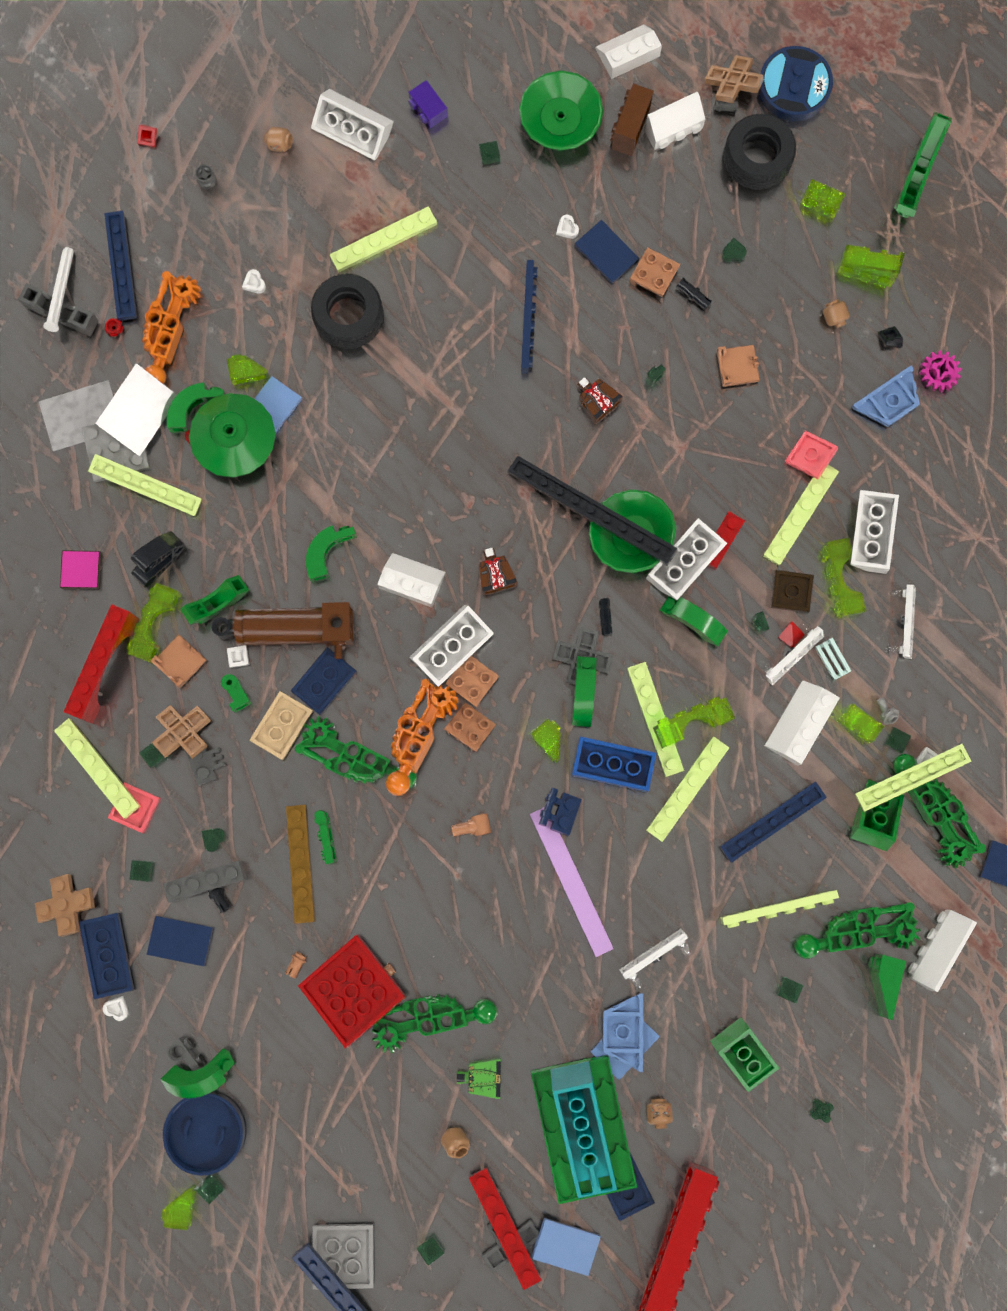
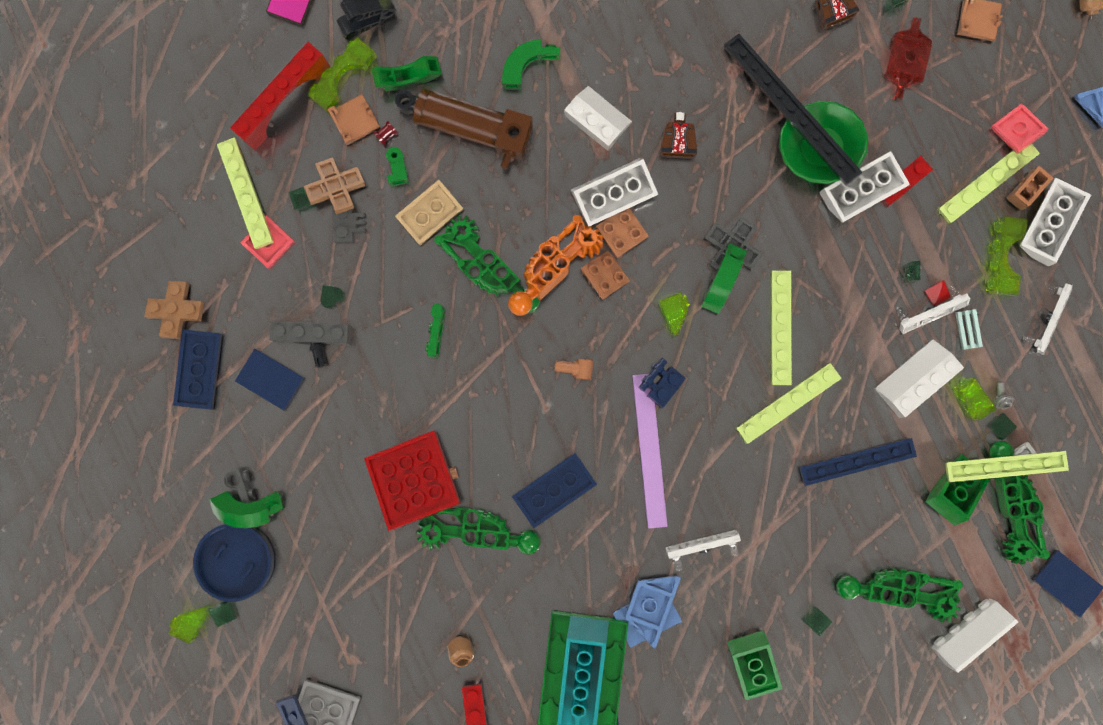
camera: 20 degrees right, 5 degrees up
(116, 1008) = (191, 421): white tile -> none
(141, 870) = (254, 302): clear green plate -> none
(213, 664) = (385, 133): none -> dark red bush
(238, 656) = (410, 134): white plate -> none
(295, 964) = (367, 439): nougat pin -> none
(300, 864) = (403, 347): pearl gold plate -> none
(323, 681) = (482, 185): dark blue tile -> none
(483, 1078) = (505, 601): bright green torso -> none
(492, 952) = (554, 490): none -> dark blue plate
(605, 614) = (768, 215): black axle -> none
(614, 764) = (728, 356): blue brick -> none
(659, 1113) = (657, 691): medium nougat head -> none
(672, 731) = (839, 342): clear neon green arch -> none
(680, 438) = (899, 69): none -> clear red plate
(696, 618) = (854, 245): green arch -> none
(771, 911) = (843, 545): yellowish green plate -> none
(792, 591) = (953, 252): dark brown tile -> none
(840, 507) = (1029, 188): none -> nougat brick
(886, 979) = (911, 646): green slope -> none

